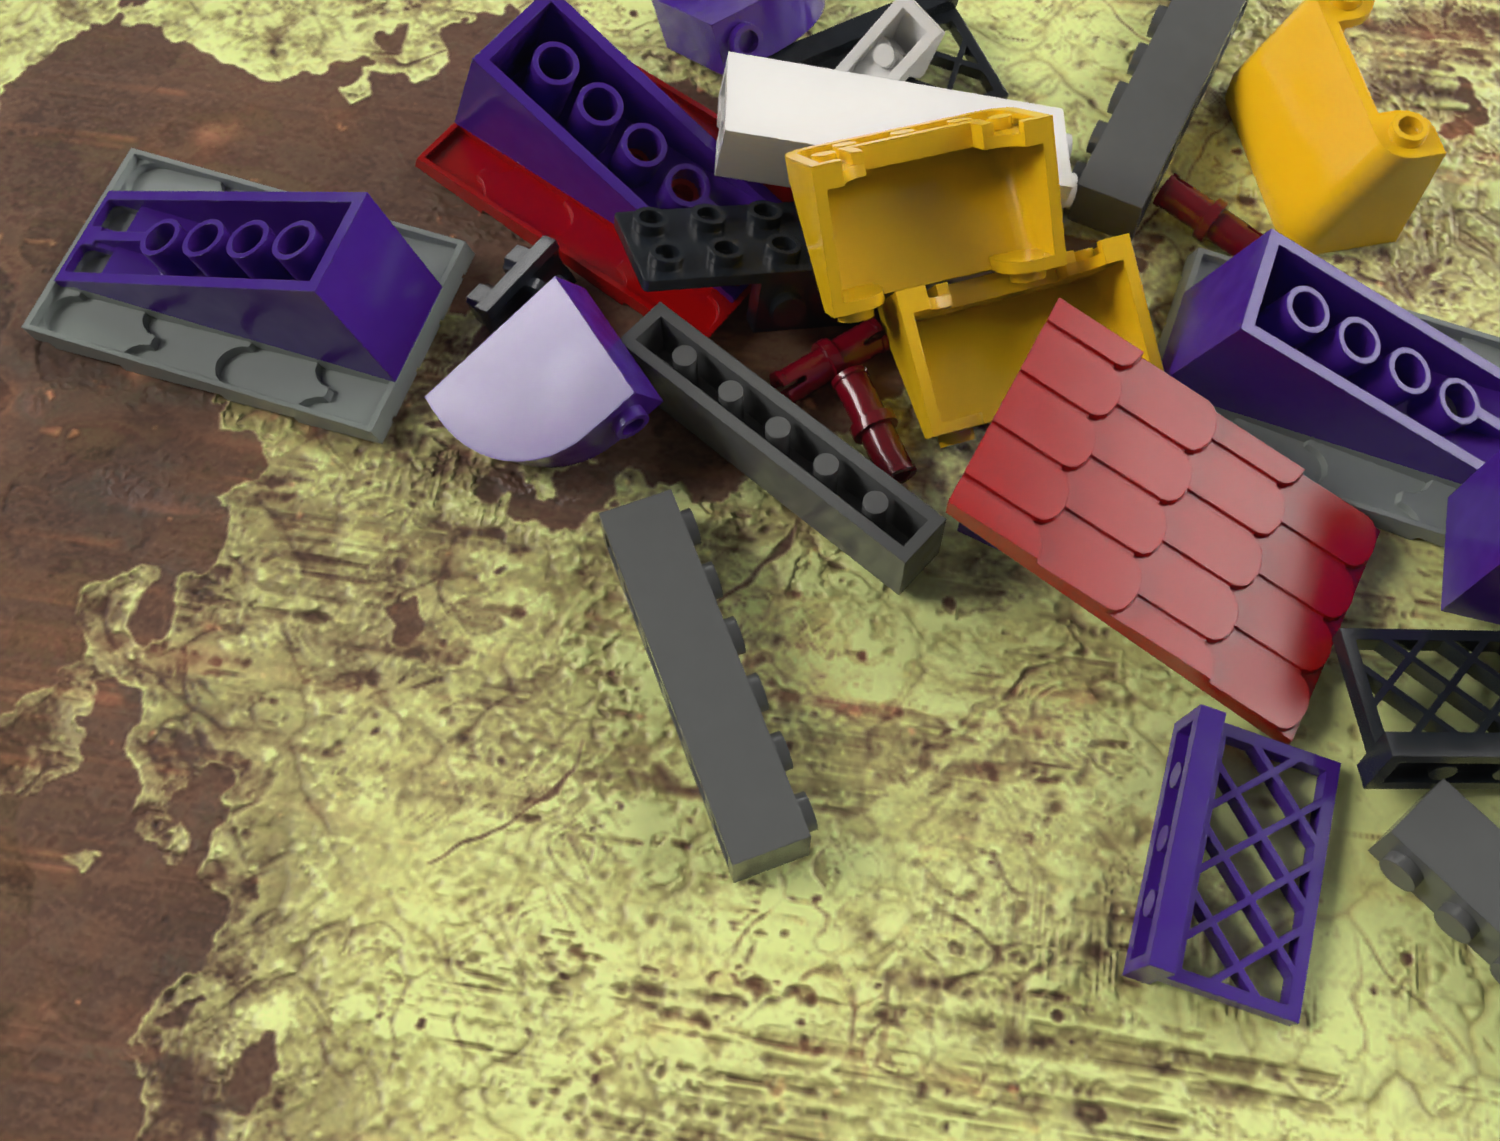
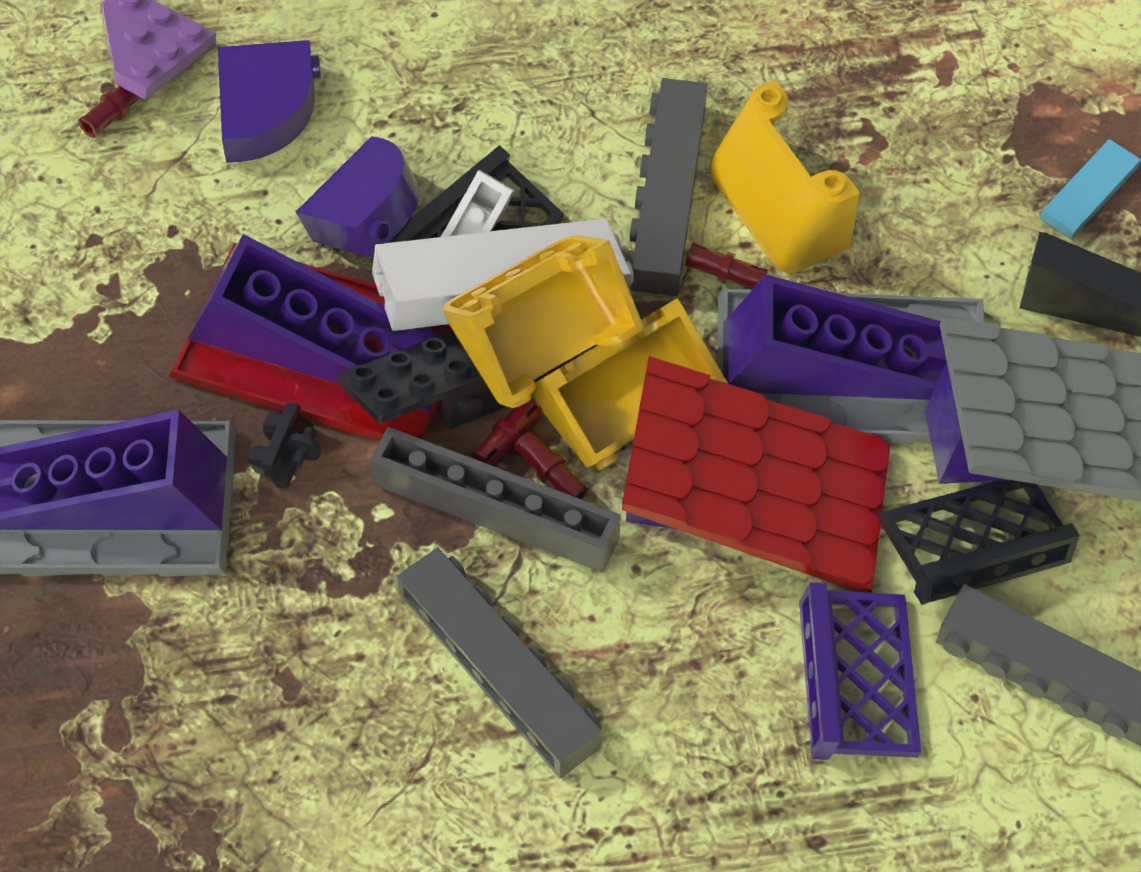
camera: 20 degrees left, 5 degrees down
(547, 385) = (332, 504): brick -> none

